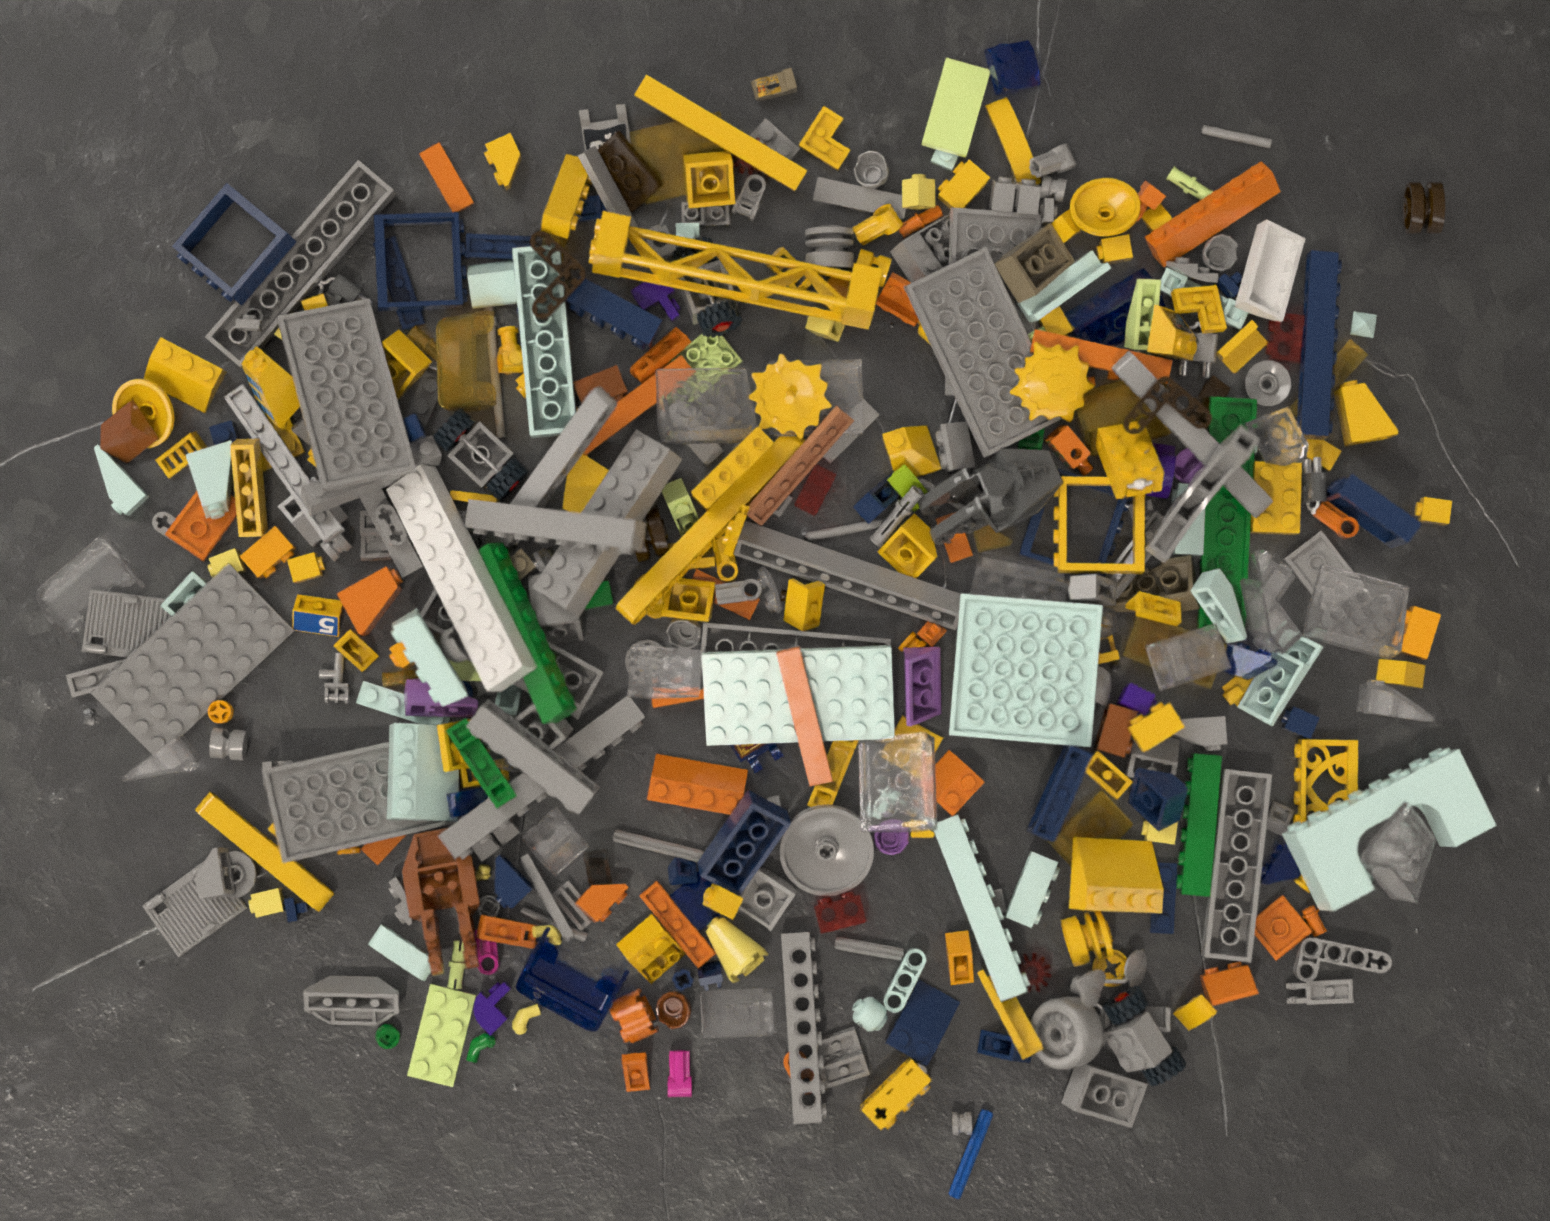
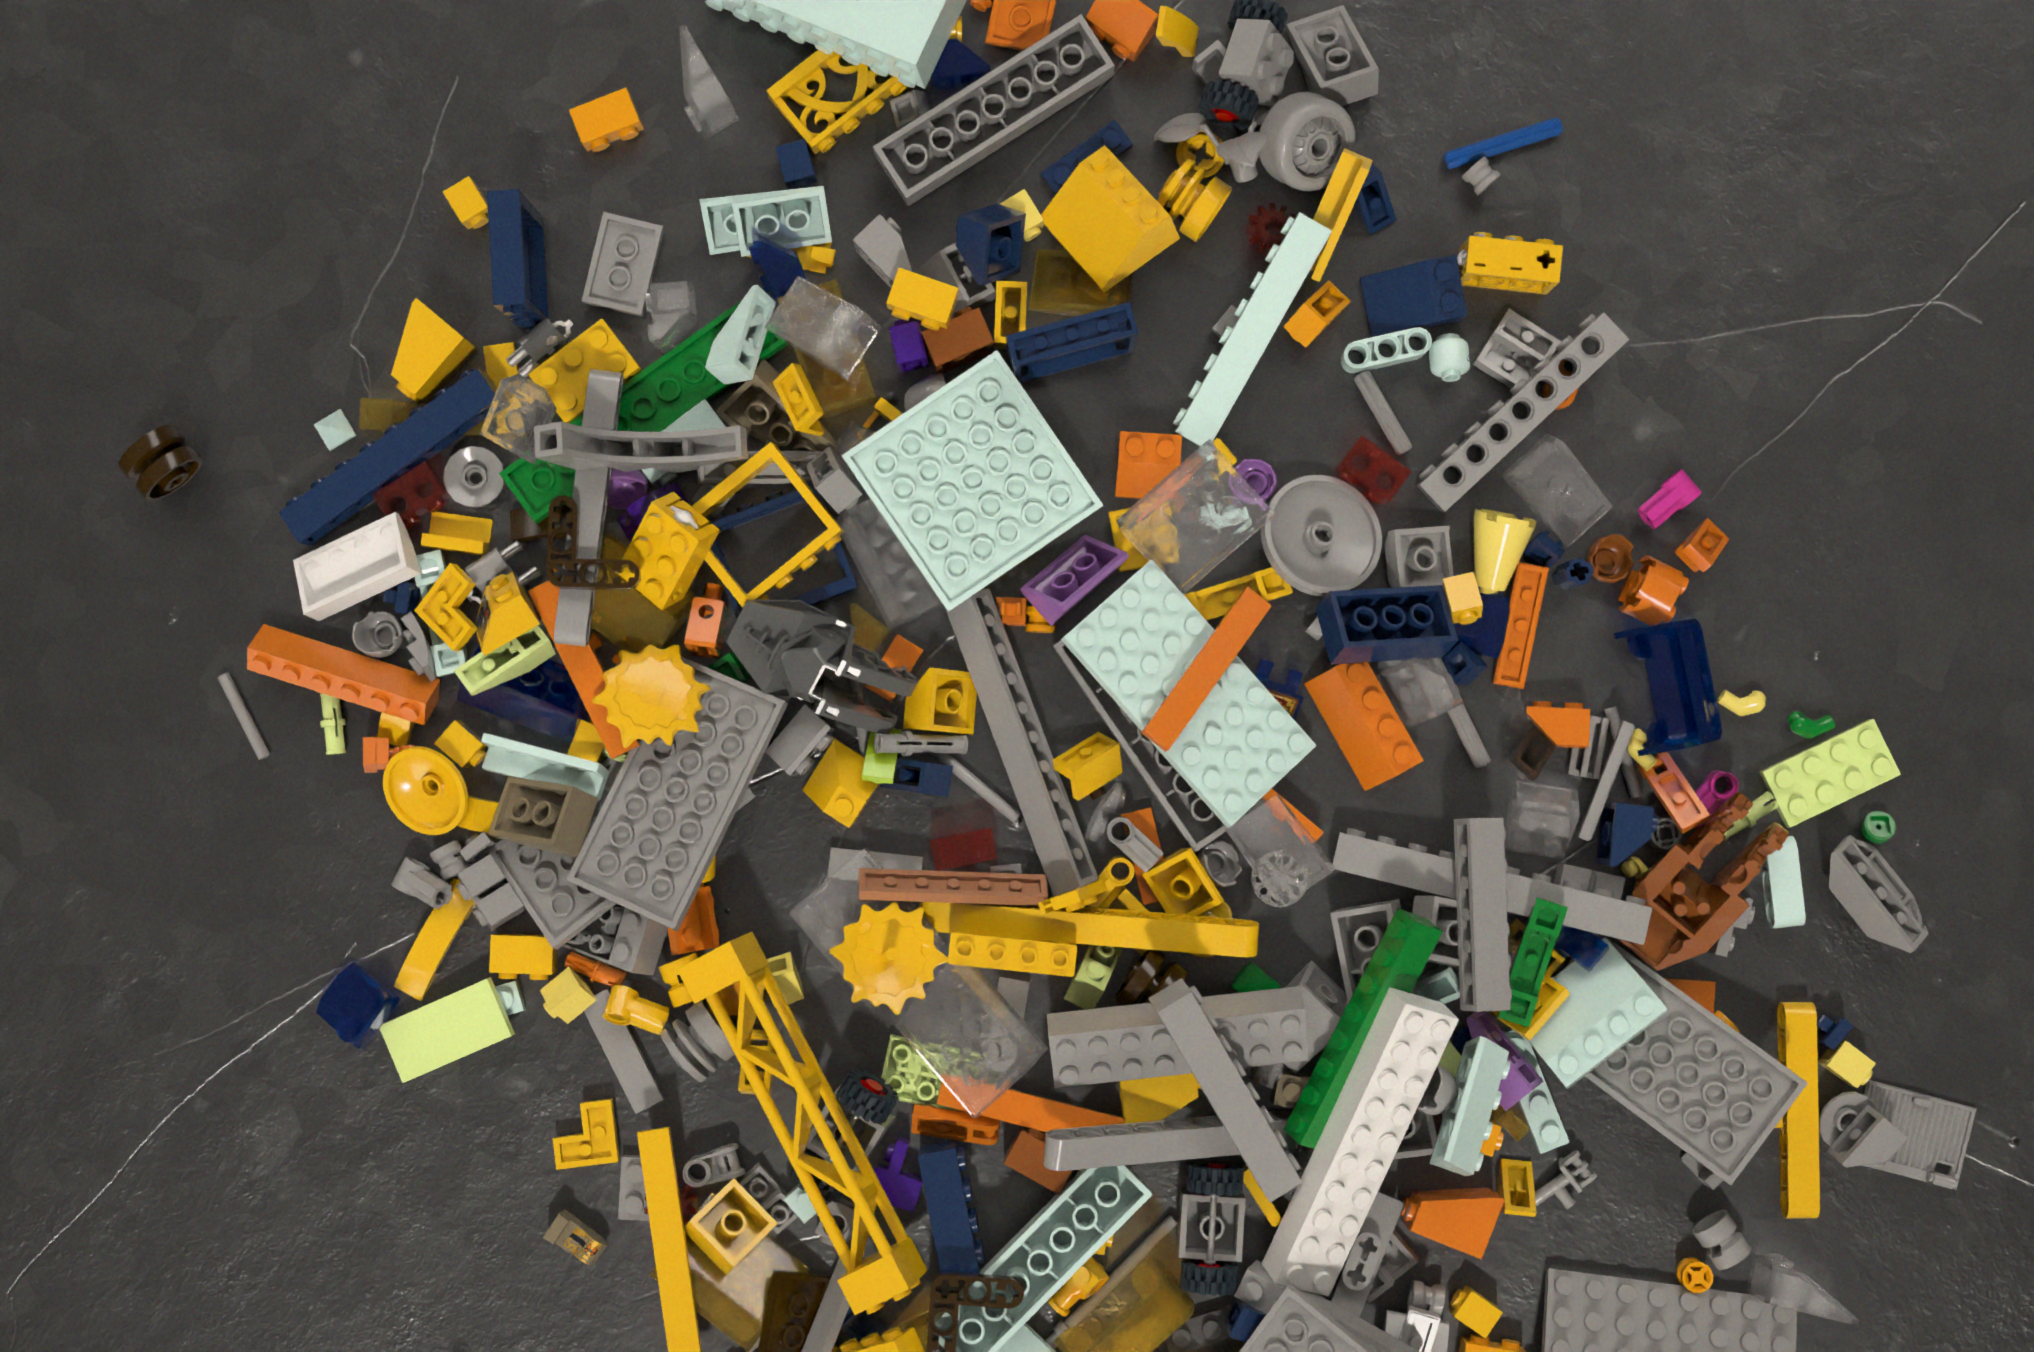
camera: 125 degrees left, 0 degrees up
(317, 615) = (1514, 1258): panel -> none
(486, 1011) = (1769, 745): dark purple brick -> none
(650, 949) = (1569, 633): yellow slope -> none
(688, 831) = (1419, 691): none -> clear slope
(871, 169) = (582, 1064): light grey hair -> none
(1032, 889) = (1188, 296): light aqua brick -> none
(1200, 824) = (983, 181): green brick -> none
(1267, 619) = (717, 279): clear slope -> none
(1333, 519) = (560, 296): orange piece -> none
(1357, 612) = (636, 195): clear slope -> none
(1400, 673) = (663, 105): yellow slope -> none

